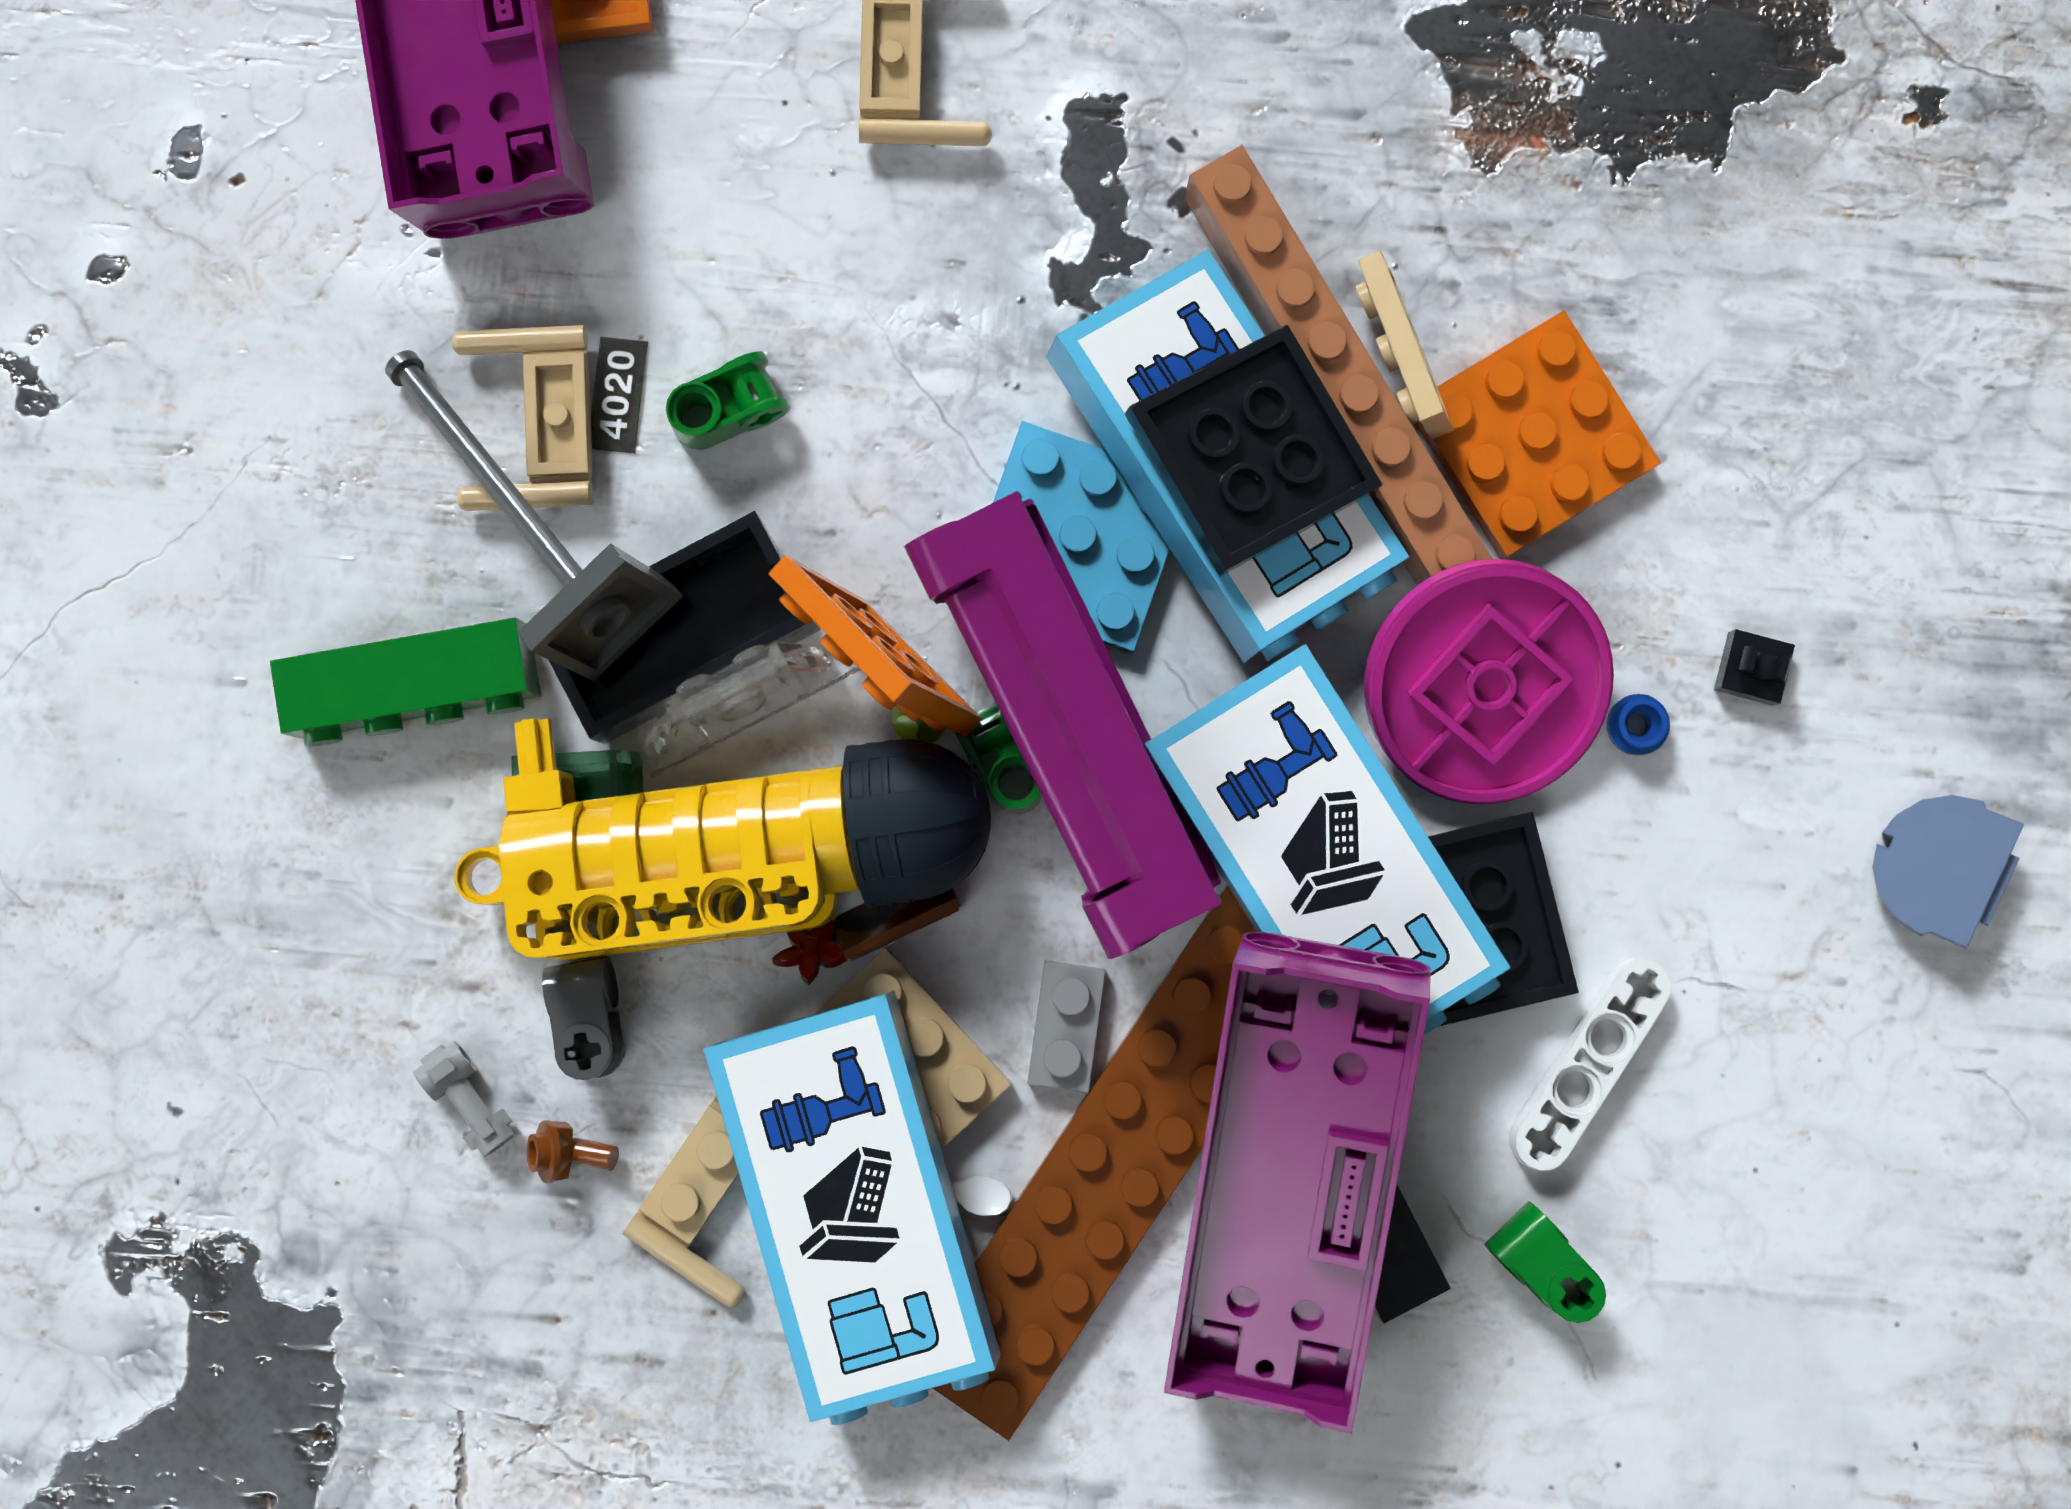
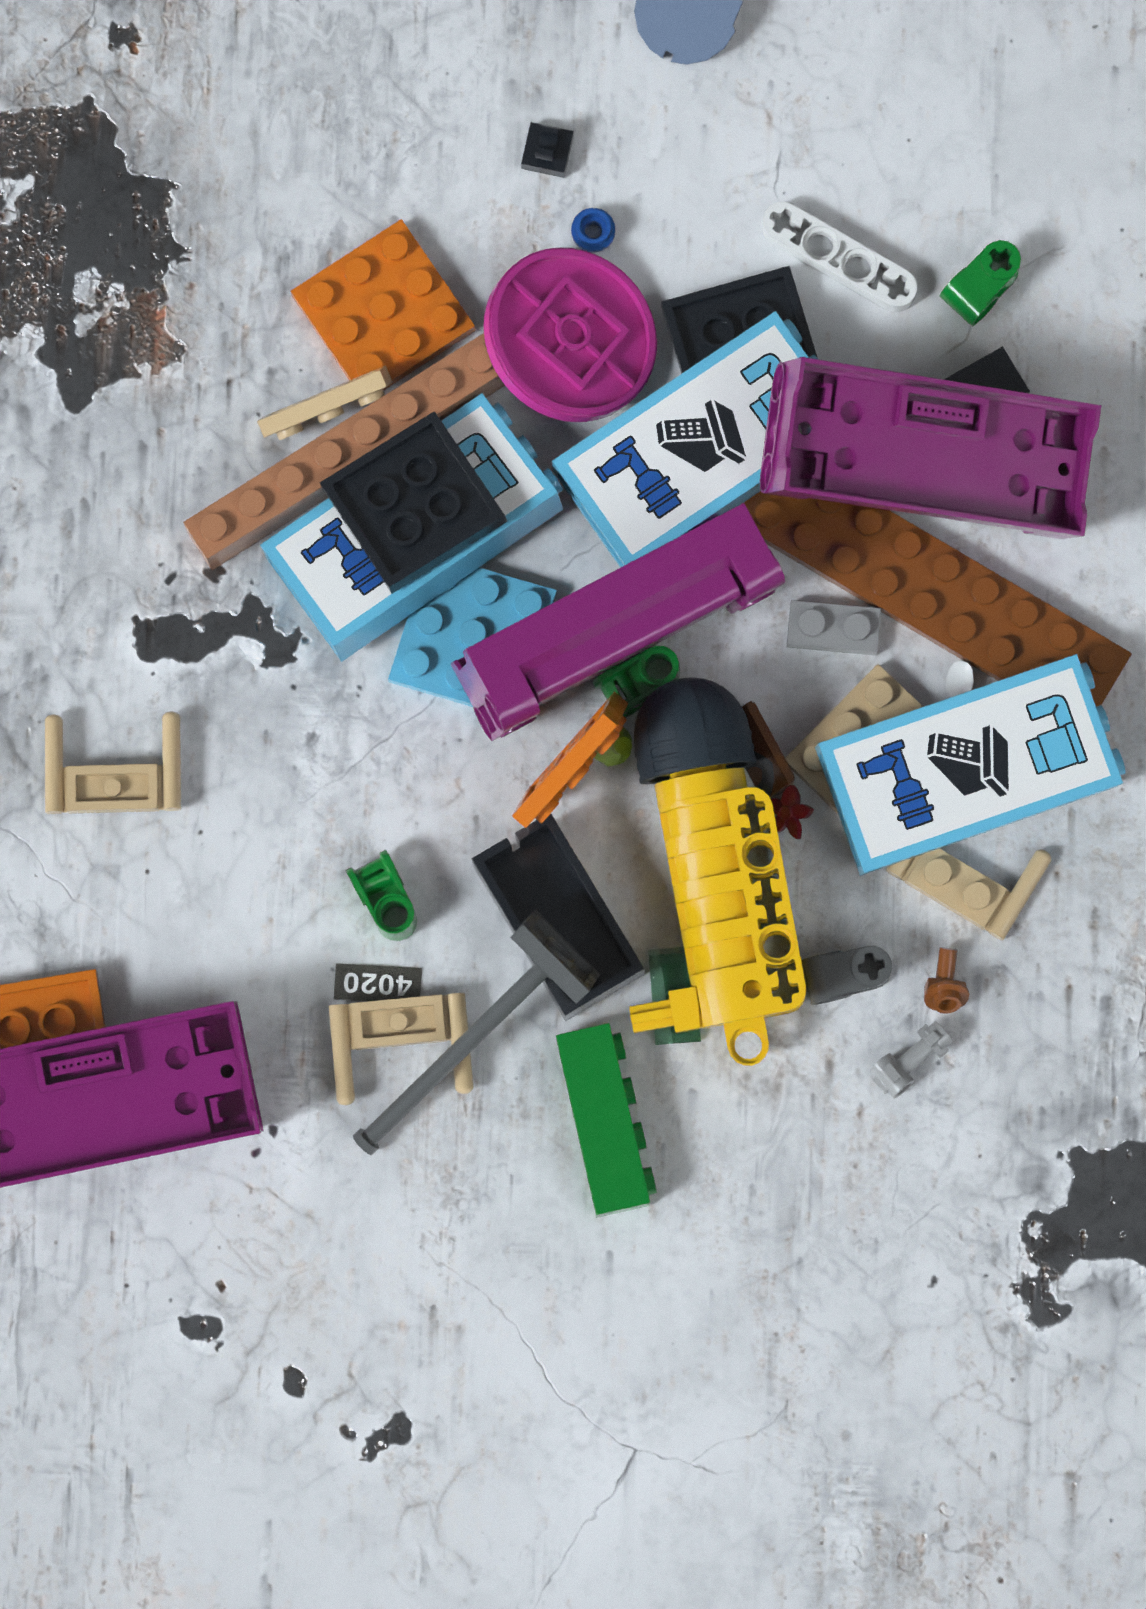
camera: 90 degrees left, 5 degrees down
(737, 698) = (614, 883): clear wing -> none

